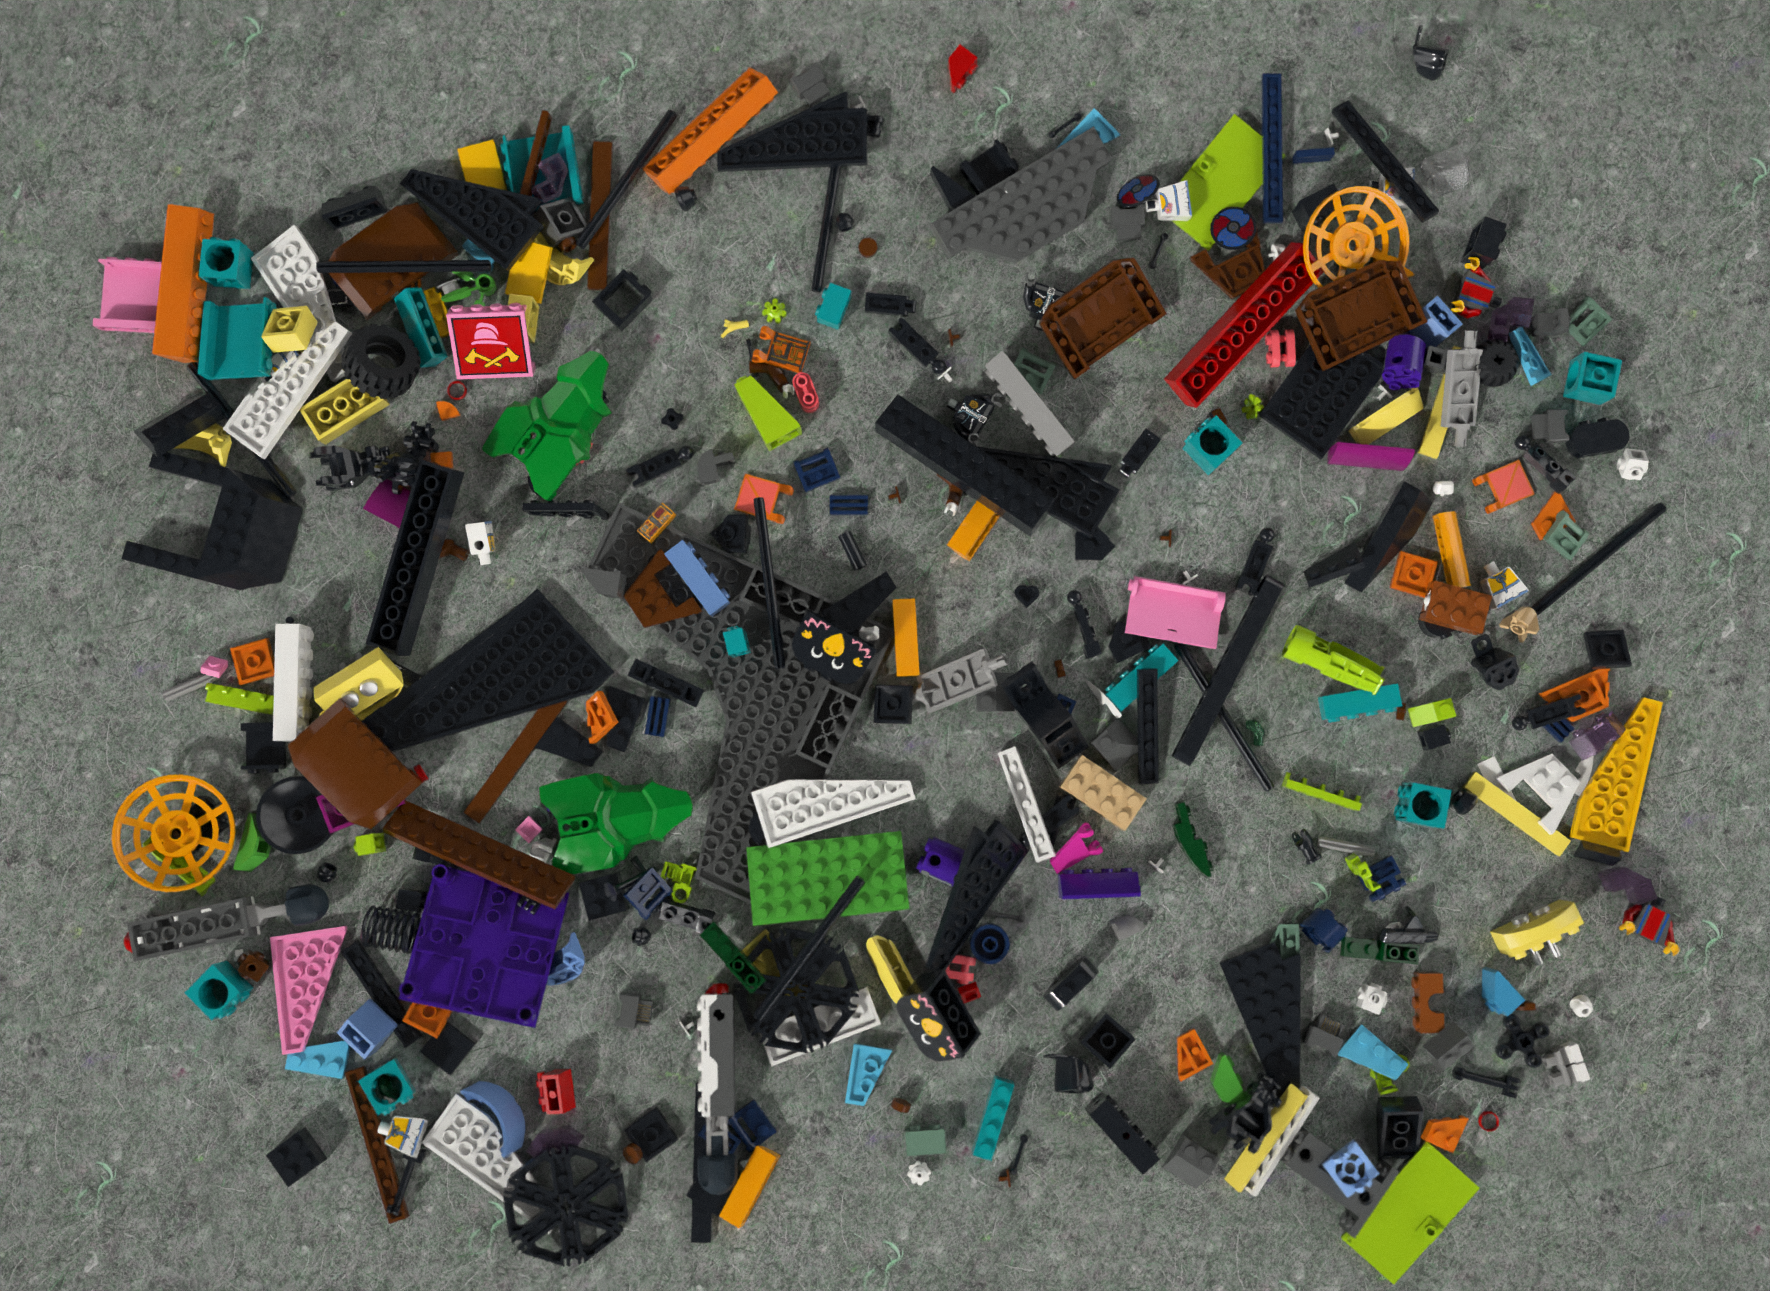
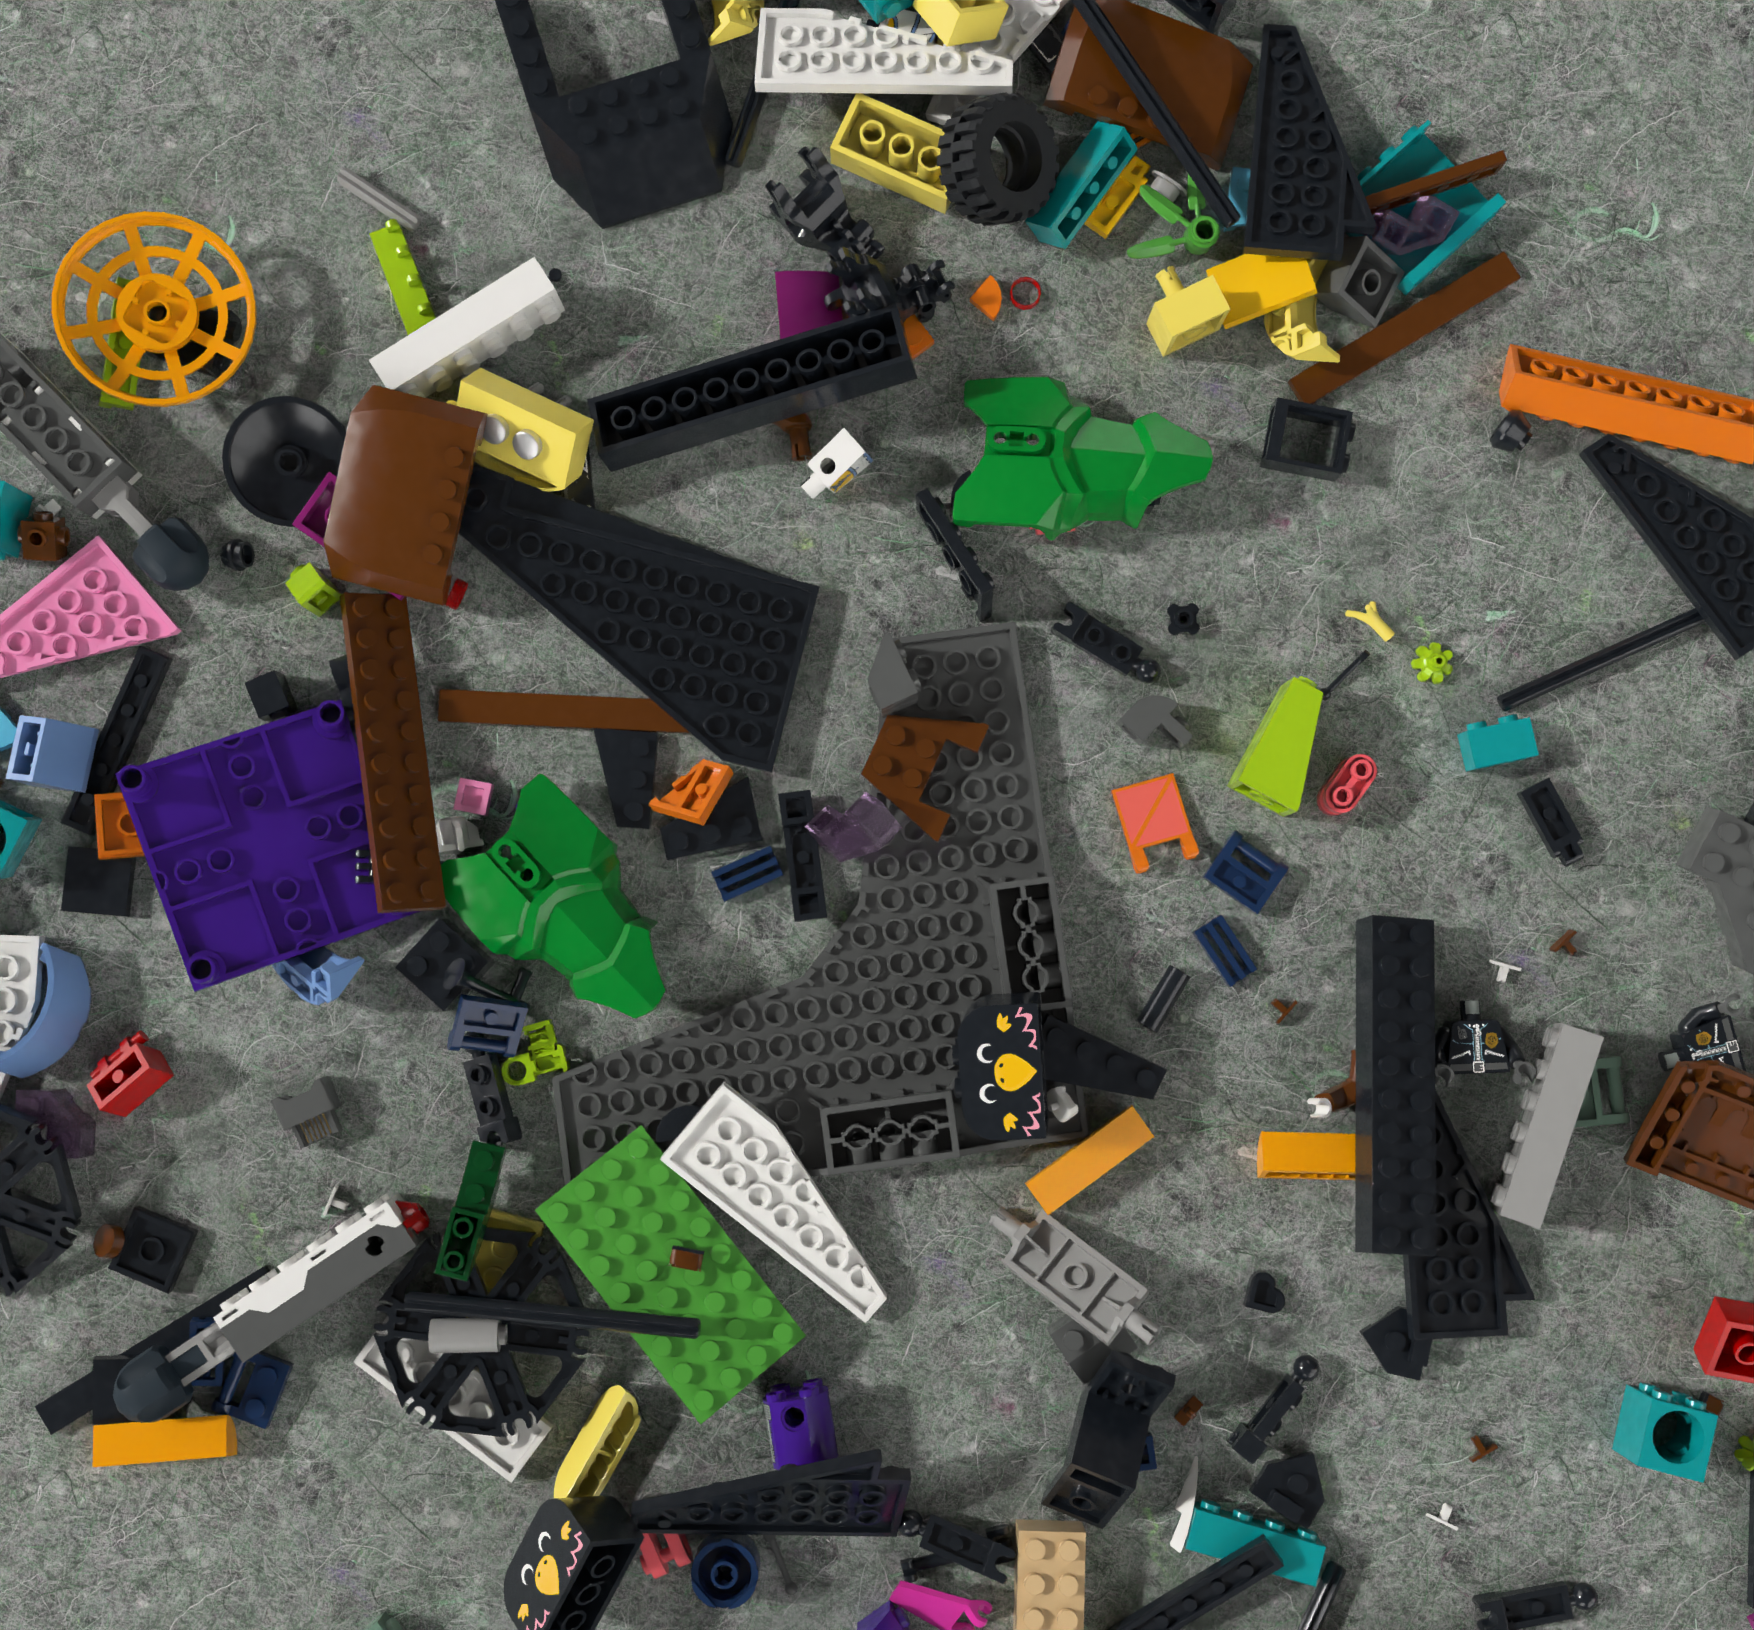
camera: 55 degrees right, 0 degrees up
(214, 666) = (424, 214): bright pink plate -> none
(252, 848) = (205, 430): bright green slope -> none
(253, 661) = (466, 262): orange tile -> none
(262, 750) = (347, 355): black panel -> none
(407, 934) = (222, 721): black piece -> none
(482, 165) = (1367, 119): yellow tile -> none
(490, 341) = (1126, 292): panel -> none
(567, 245) = (1333, 312): reddish brown tile -> none
(626, 179) = (1482, 332): black axle -> none
(641, 936) = (421, 1053): black plate -> none
(656, 523) = (1021, 694): slope -> none
(670, 648) = (856, 832): none -> clear purple brick
(697, 578) = (980, 805): medium blue brick -> none
(733, 533) = (1076, 813): black plate -> none
(736, 641) = (926, 921): teal brick -> none
(769, 583) = (1040, 913): black axle -> none
(775, 374) = (1343, 724): reddish brown arm -> none
(783, 351) = (1384, 714): flag -> none
(792, 997) = (466, 1335): none -> light grey brick
(824, 864) = (686, 1258): none -> reddish brown piece
(844, 222) = (1627, 680): black plate -> none
(865, 1069) = (429, 1501): medium azure wing -> none
(868, 247) = (1613, 737): reddish brown tile -> none
(893, 704) = (980, 1202): black tile -> none
(900, 1105) = (413, 1586): reddish brown tile -> none
(917, 346) = (1519, 901): black plate -> none
(969, 992) = (637, 1584): red tile -> none
(1026, 804) = (960, 1495): white plate -> none
(1115, 744) = (1131, 1566): dark grey slope -> none
(1138, 453) = (1578, 1326): black hinge -> none
(1166, 606) = (1395, 1546): bright pink door -> none

